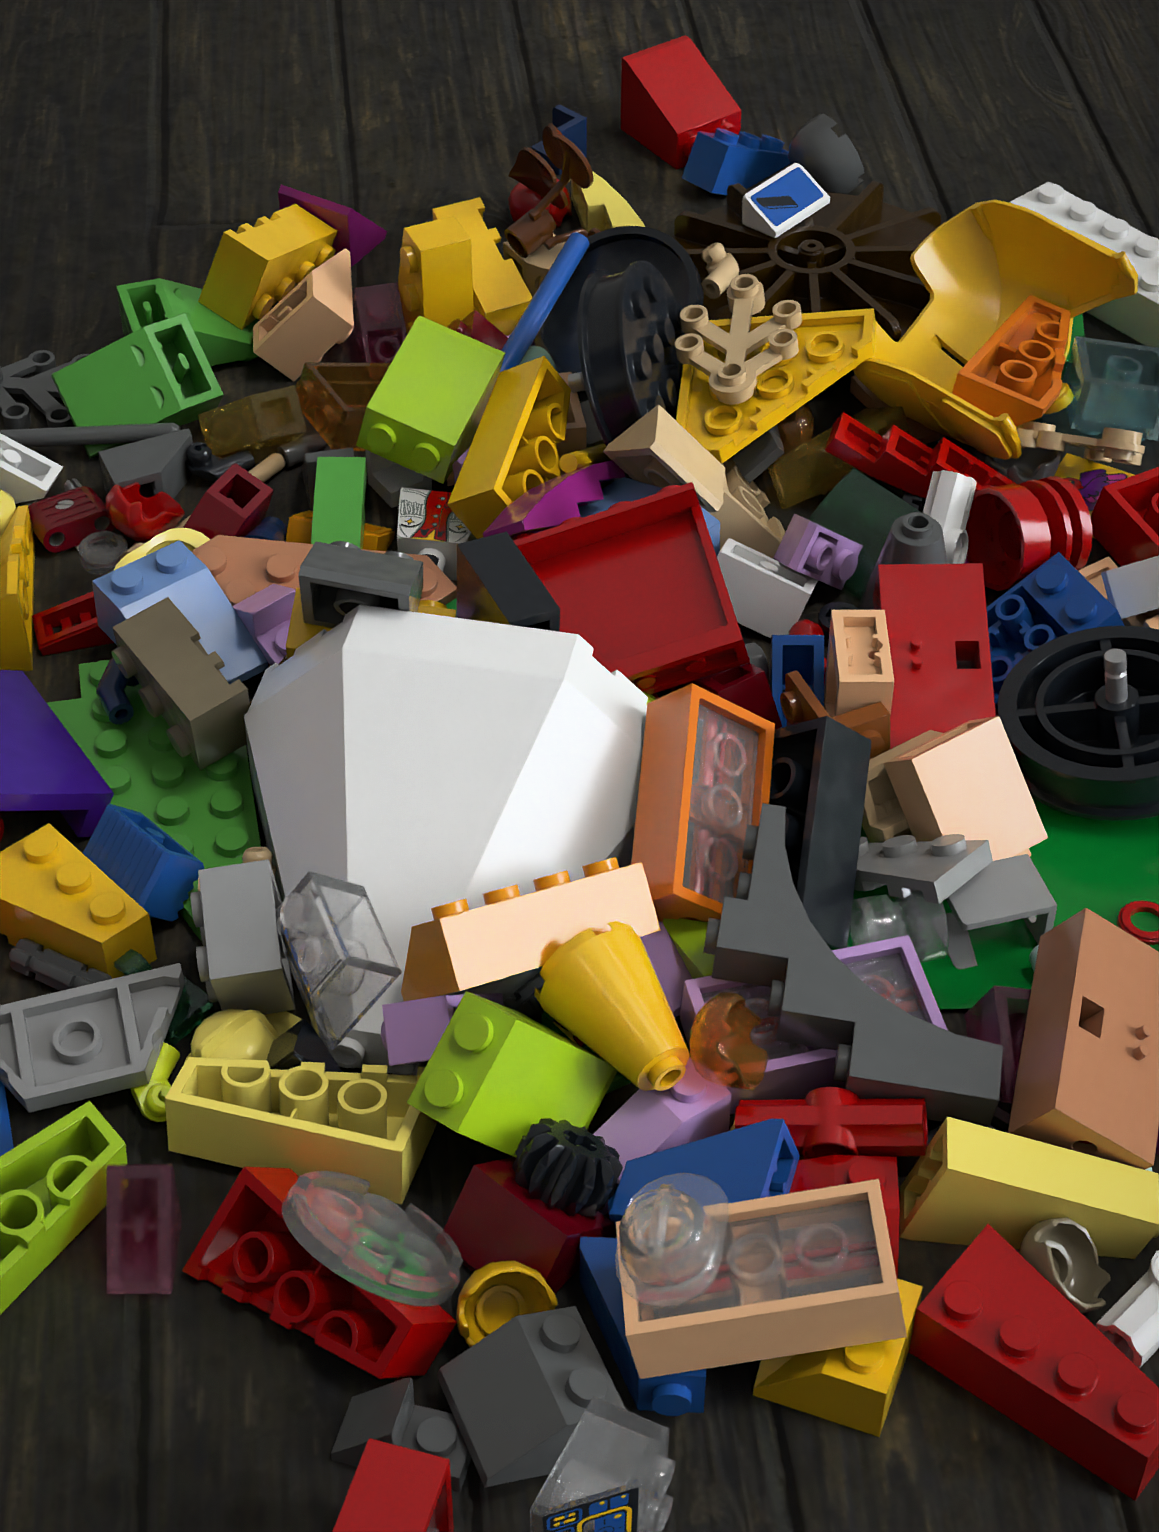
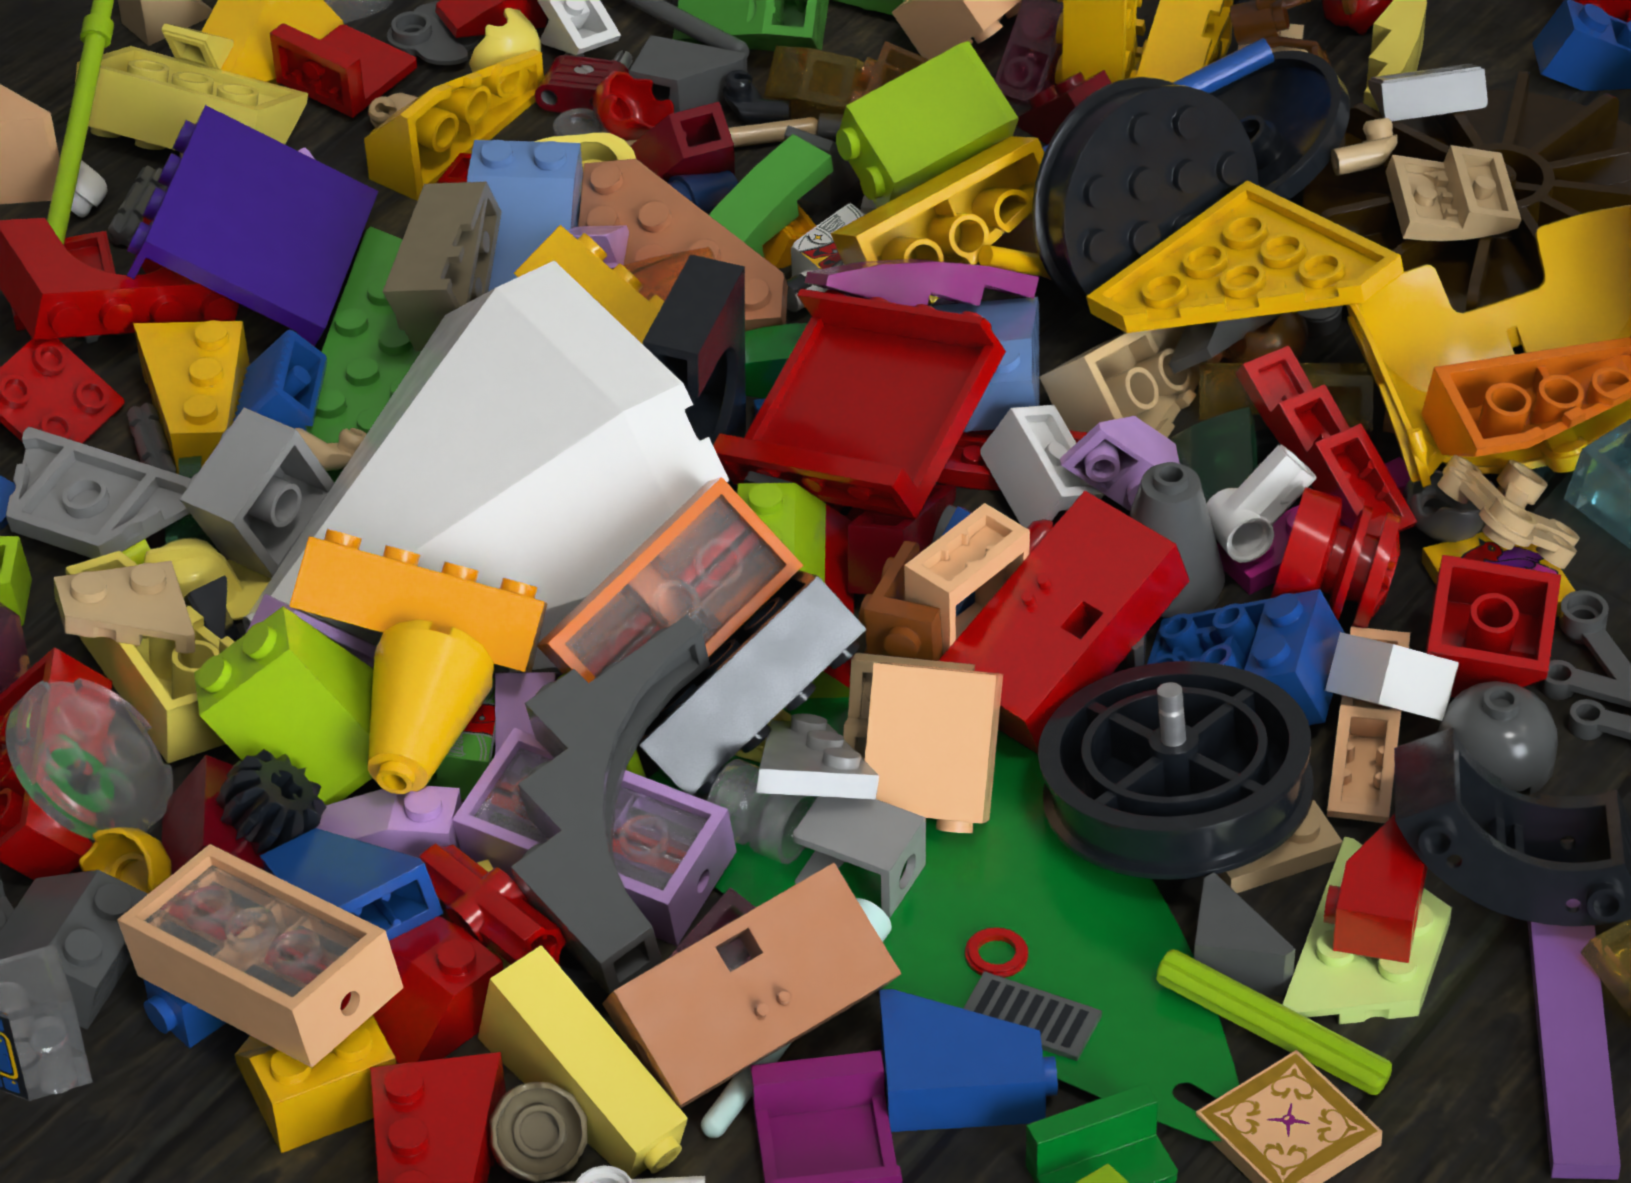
camera: 45 degrees right, 0 degrees up
(264, 1091) = (126, 605): none -> tan wing
(335, 953) = (272, 530): clear slope -> none
(344, 576) = (586, 245): dark grey slope -> none
(665, 454) = (1061, 303): tan slope -> none
(672, 1239) = (214, 868): clear piece -> none
(704, 218) = (1430, 91): none -> slope
(723, 1043) = (465, 786): clear orange hair -> none
(736, 378) = (1198, 254): tan plant -> none
(783, 201) = (1526, 110): slope -> none
(811, 271) = (1453, 198): none -> tan slope

